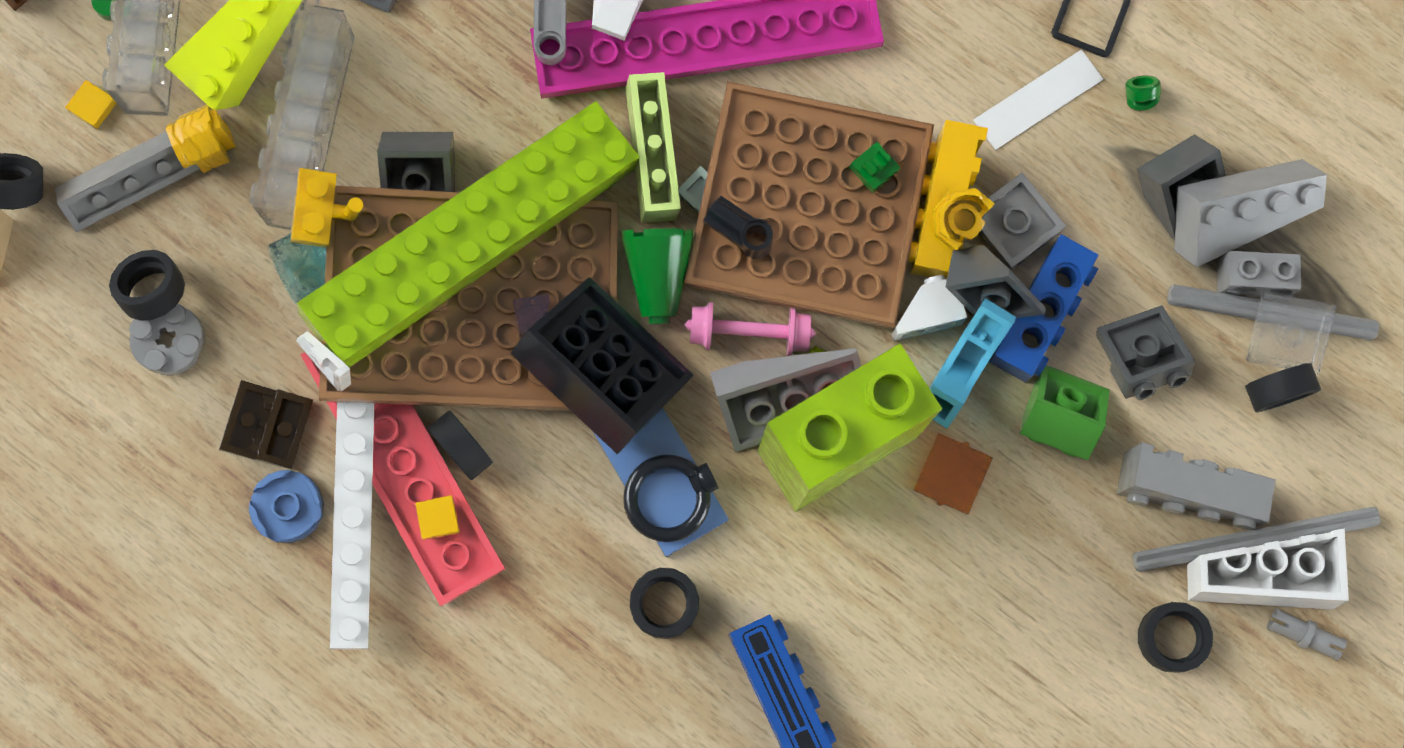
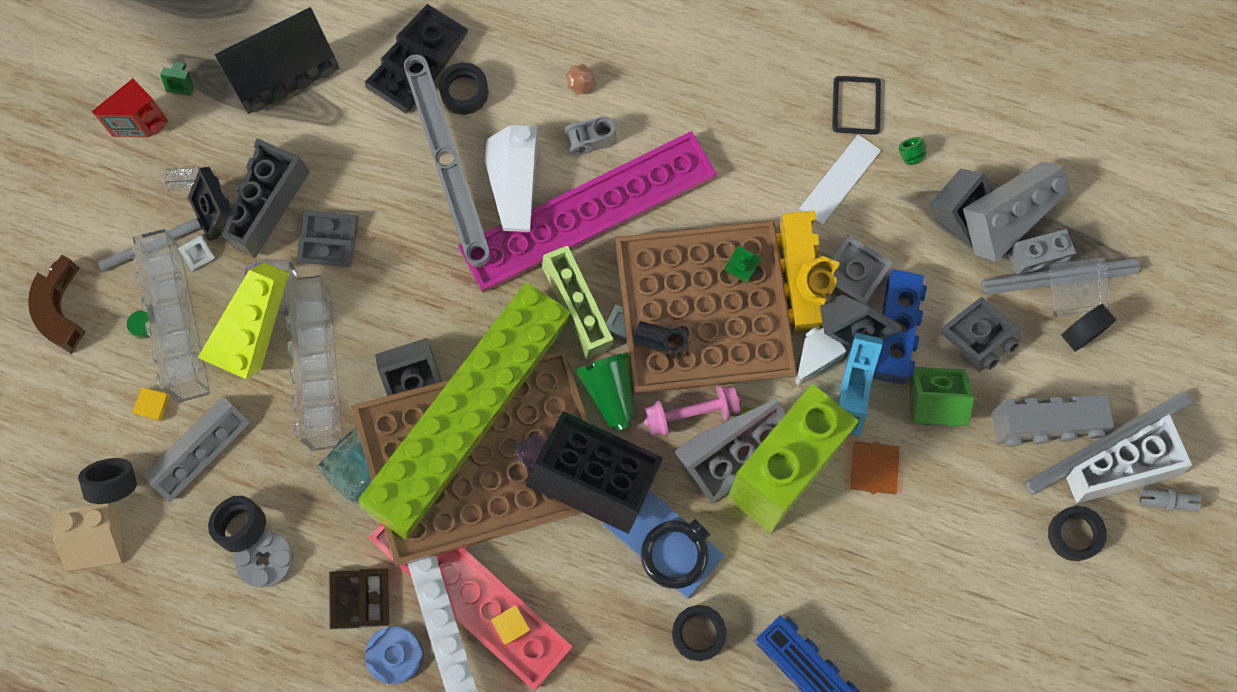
camera: 10 degrees left, 5 degrees down
(201, 139) = (242, 402): yellow hair -> none
(316, 208) = (347, 426): yellow plate -> none
(329, 364) = (397, 537): white tile -> none
(460, 445) = (510, 565): black tyre -> none

